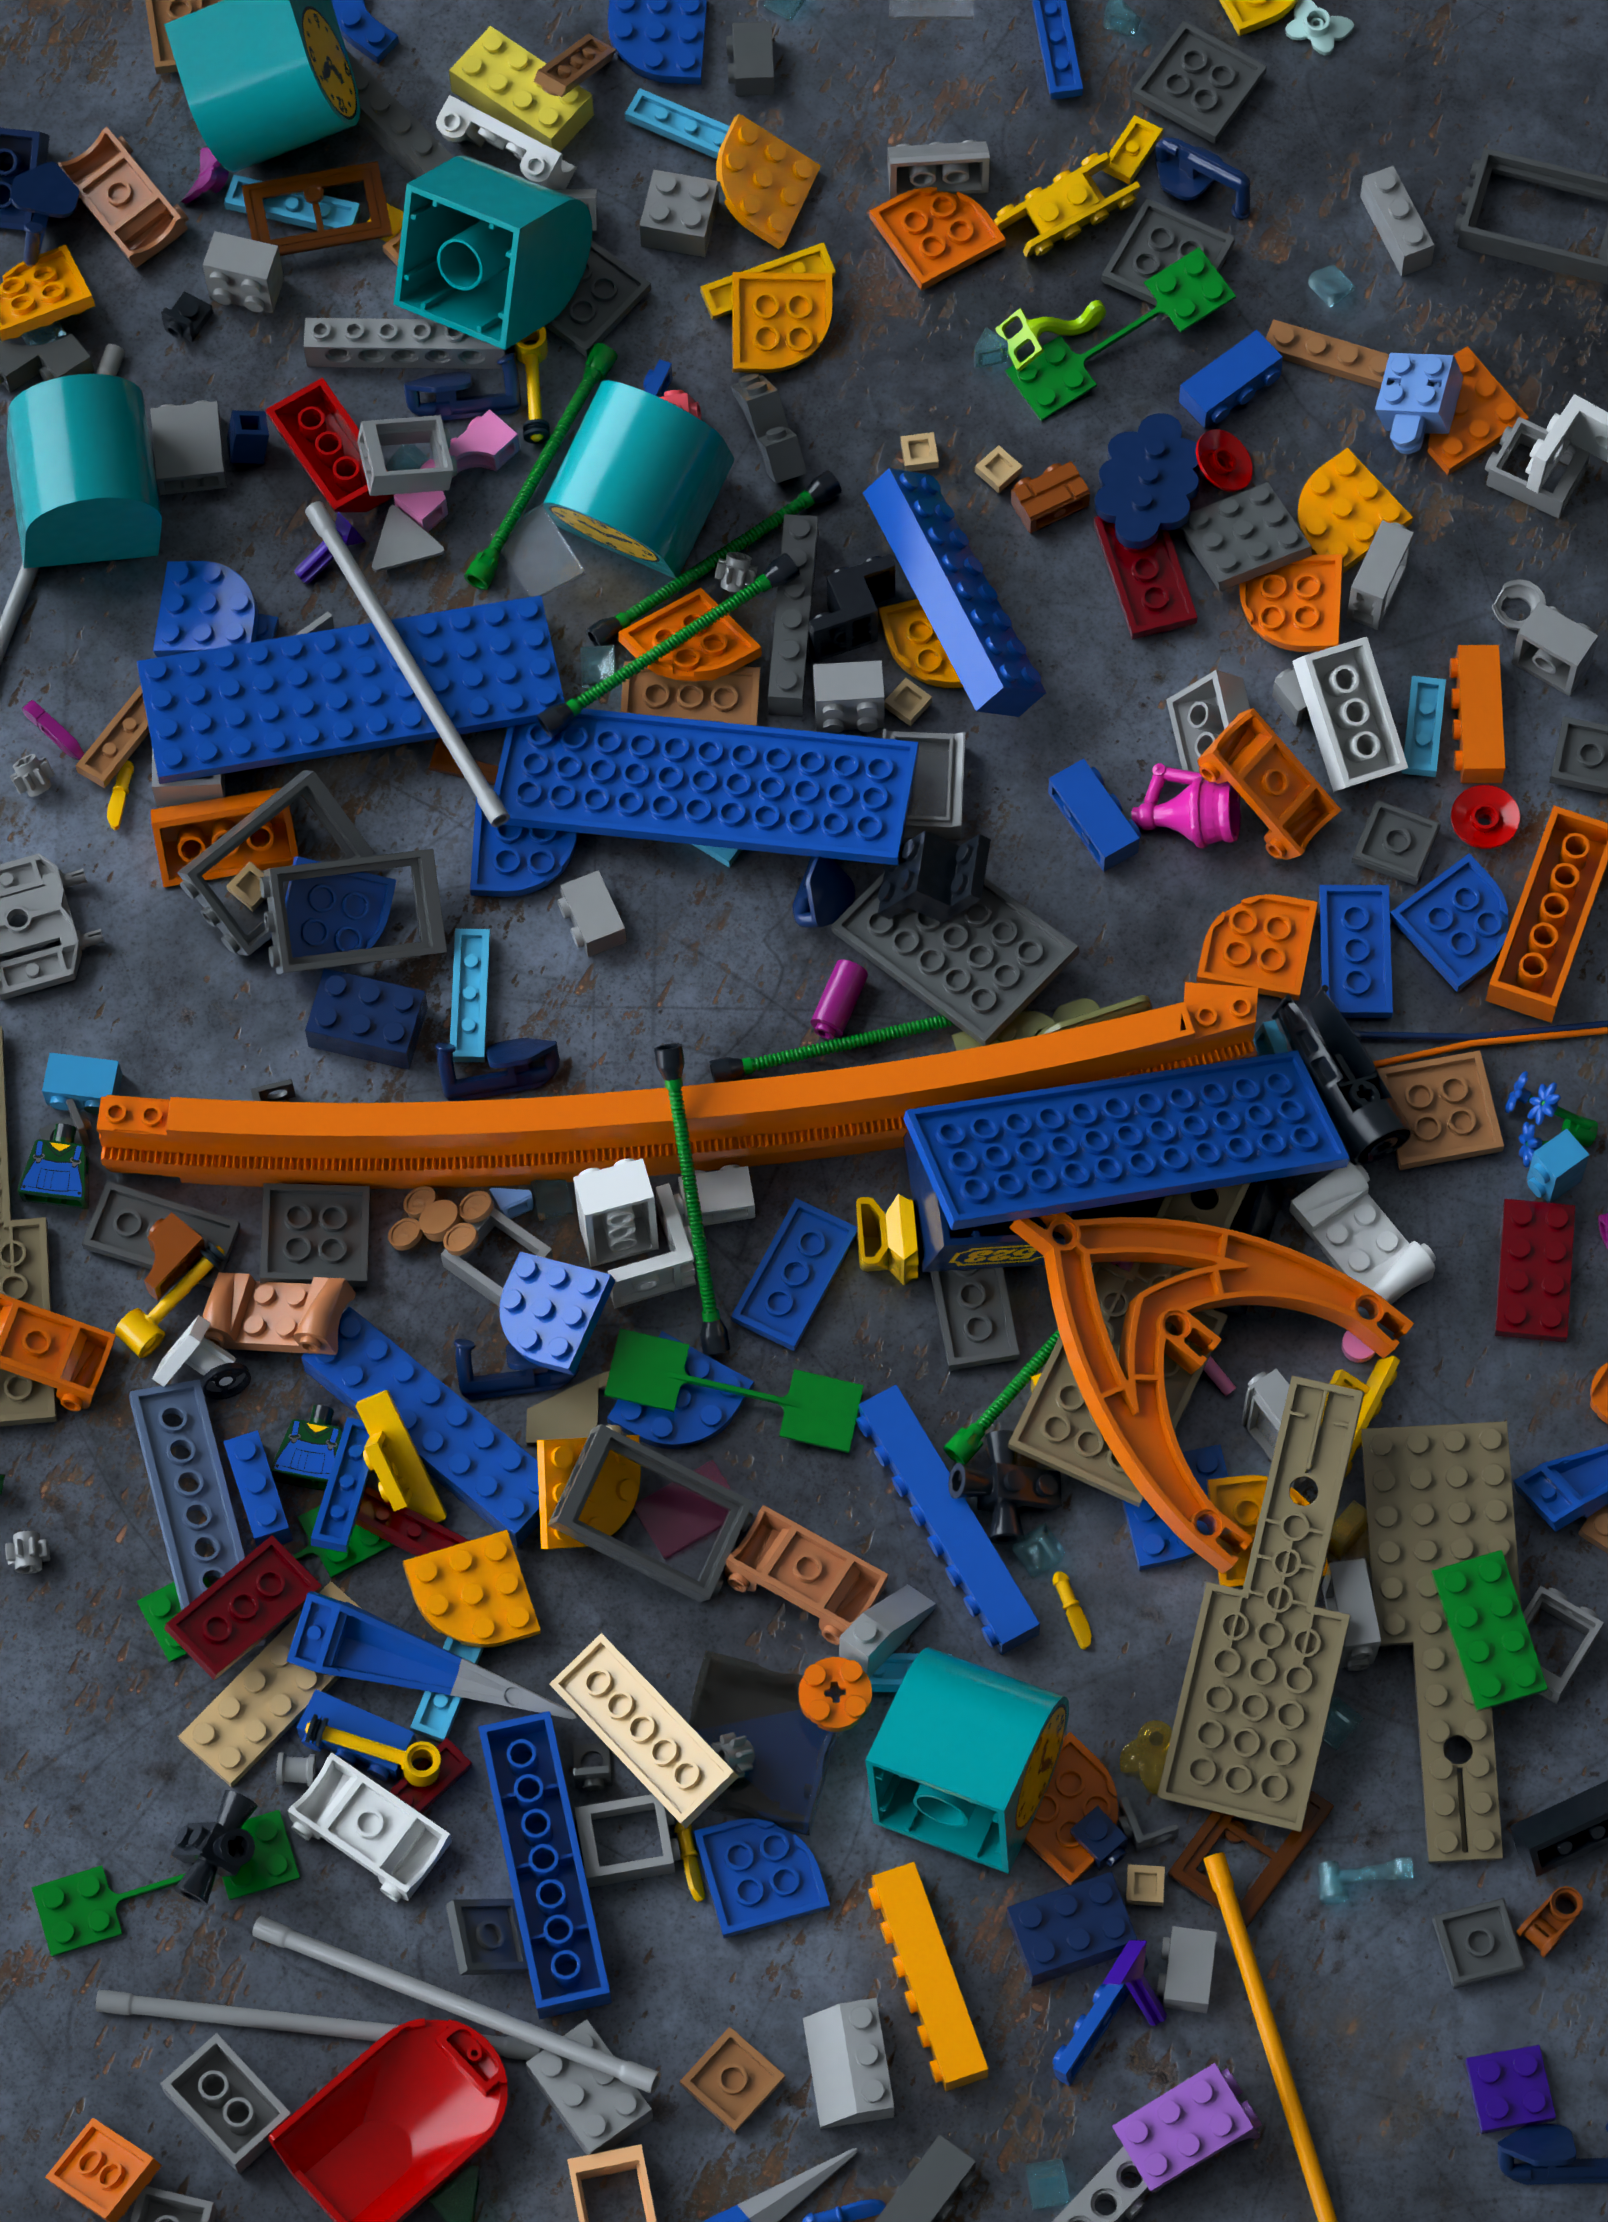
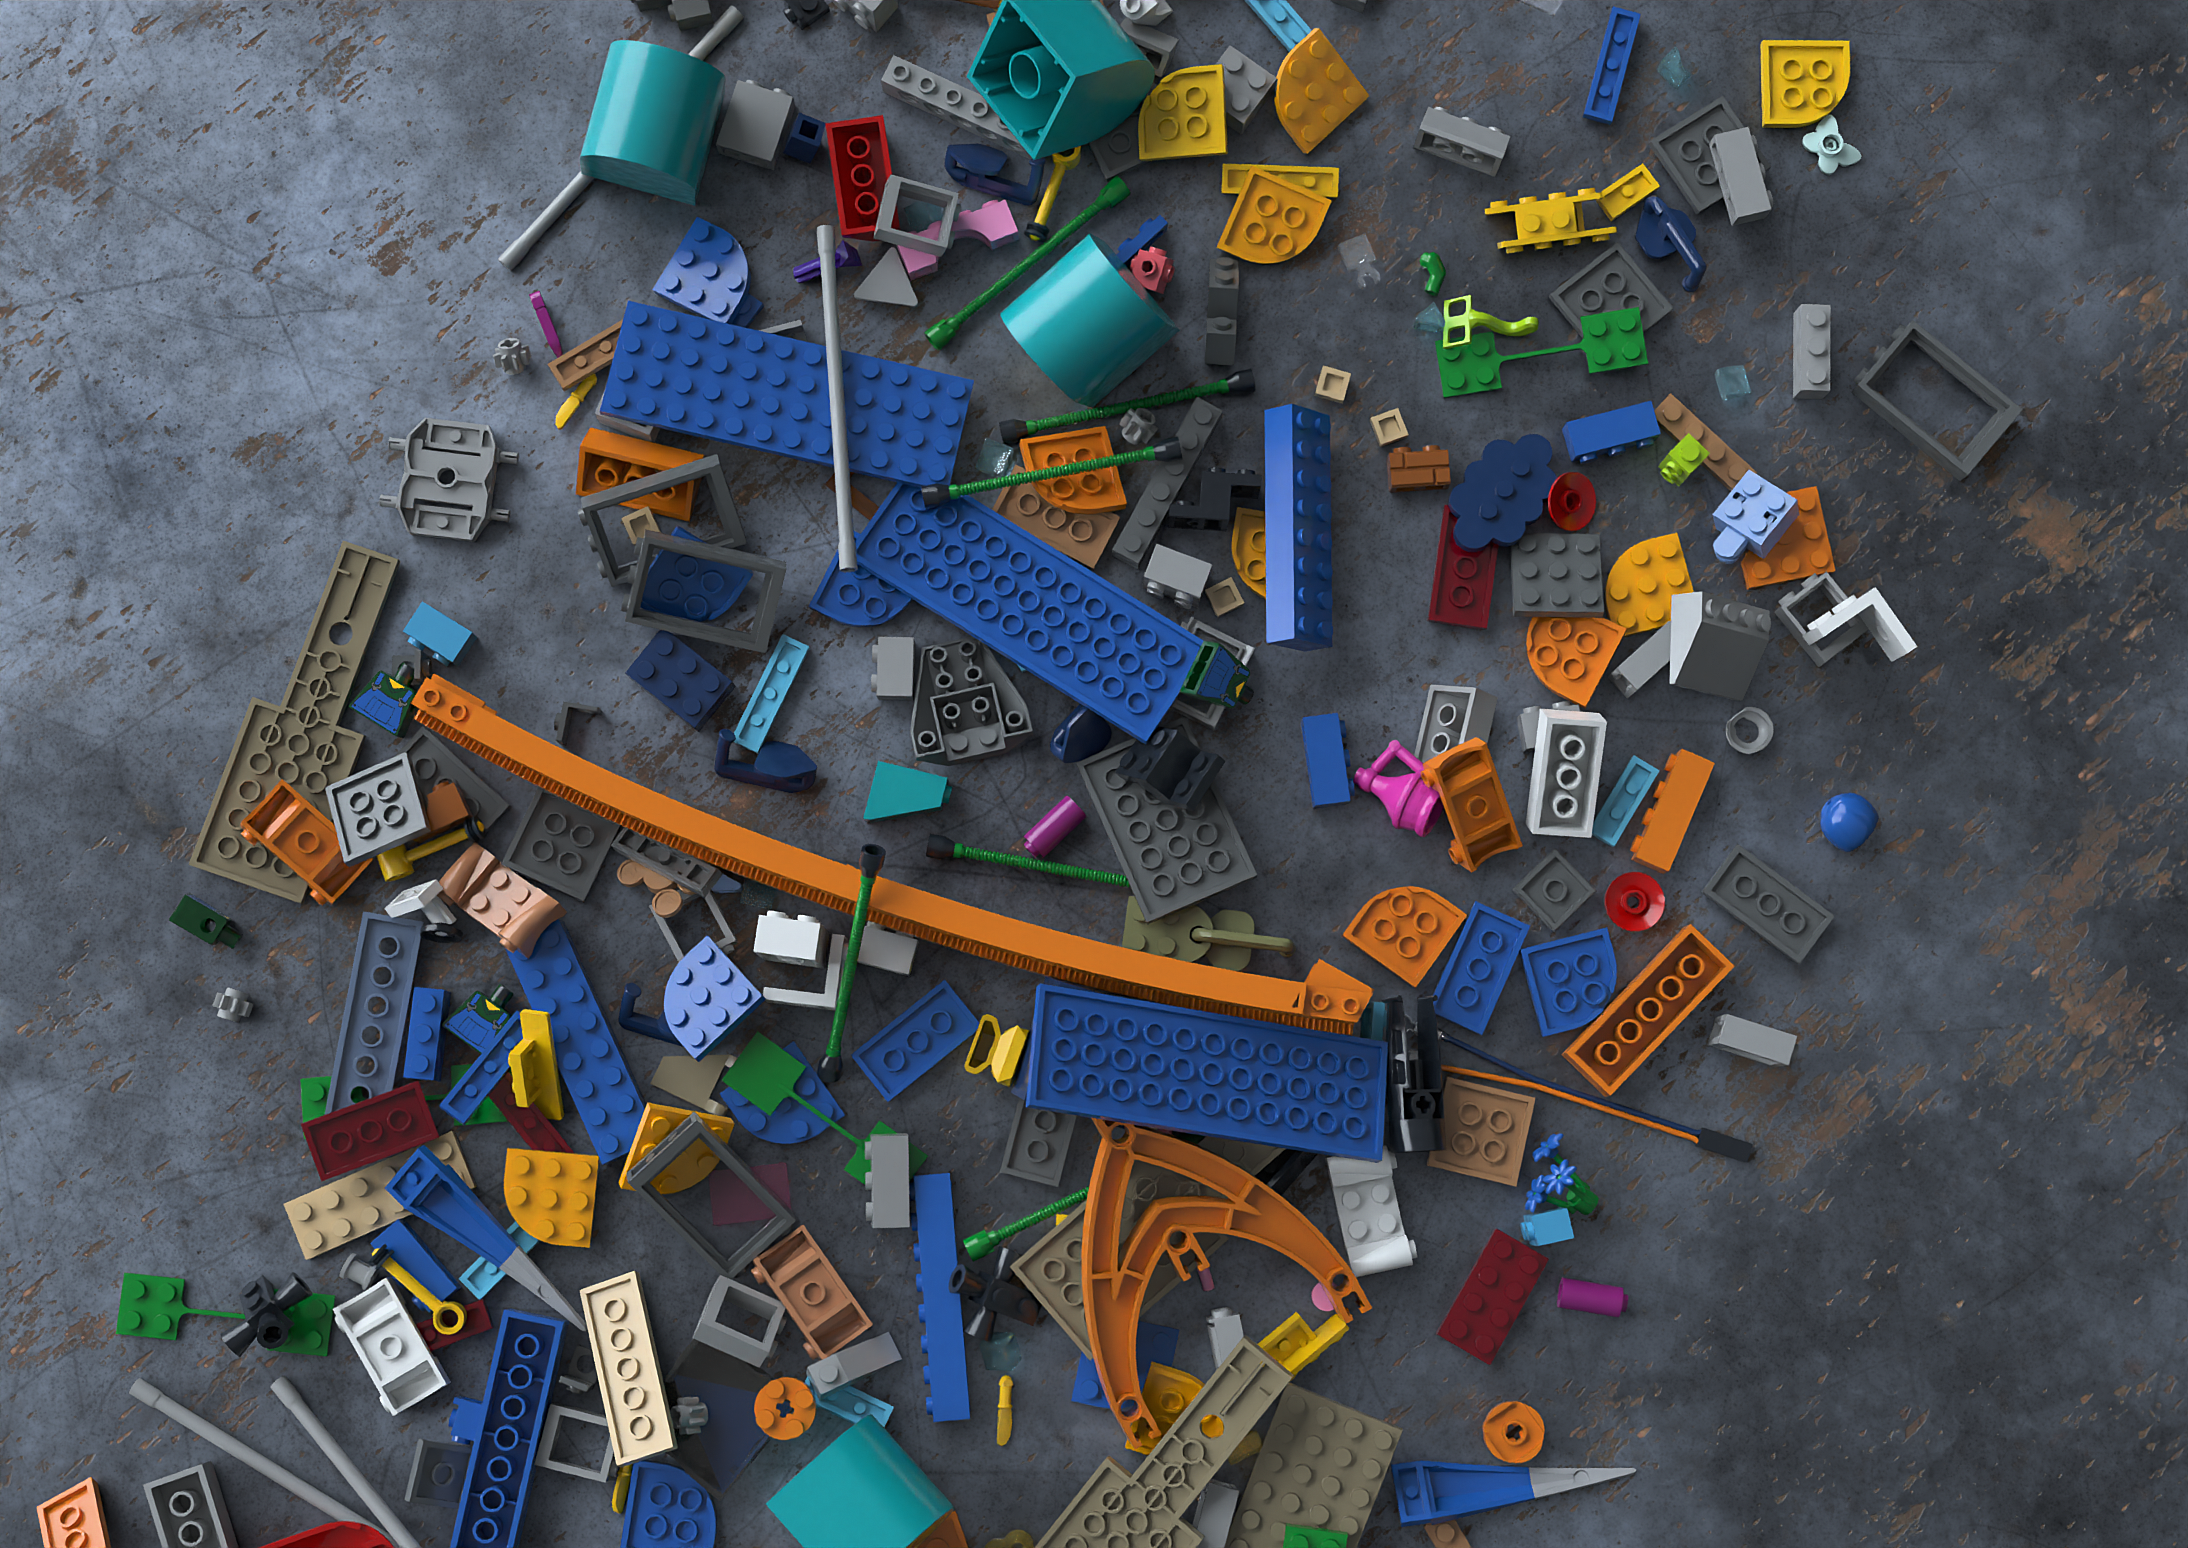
camera: 20 degrees right, 15 degrees up
(100, 1274) = (377, 809): none -> plate
(438, 1198) = (668, 862): none -> dark grey plate
(489, 1869) = (465, 1419): none -> blue brick
(540, 554) = (990, 342): clear piece -> none
(640, 252) = (1185, 115): none -> yellow plate
(661, 1023) = (904, 793): none -> teal slope
(688, 918) = (965, 705): none -> dark grey wedge
(742, 1645) = (734, 1342): none -> light grey window
(834, 1421) = (888, 1180): none -> light grey brick
(888, 320) = (1359, 256): none -> clear plate
(936, 232) = (1435, 196): orange plate -> none
(941, 768) = (1217, 677): none -> torso
(966, 295) = (1436, 270): none -> green arm
(1240, 83) = (1741, 176): none -> light grey brick
(1318, 371) = (1683, 460): none -> lime brick
(1441, 522) = (1716, 643): none -> light grey slope
(1554, 648) = (1759, 786): light grey brick -> none

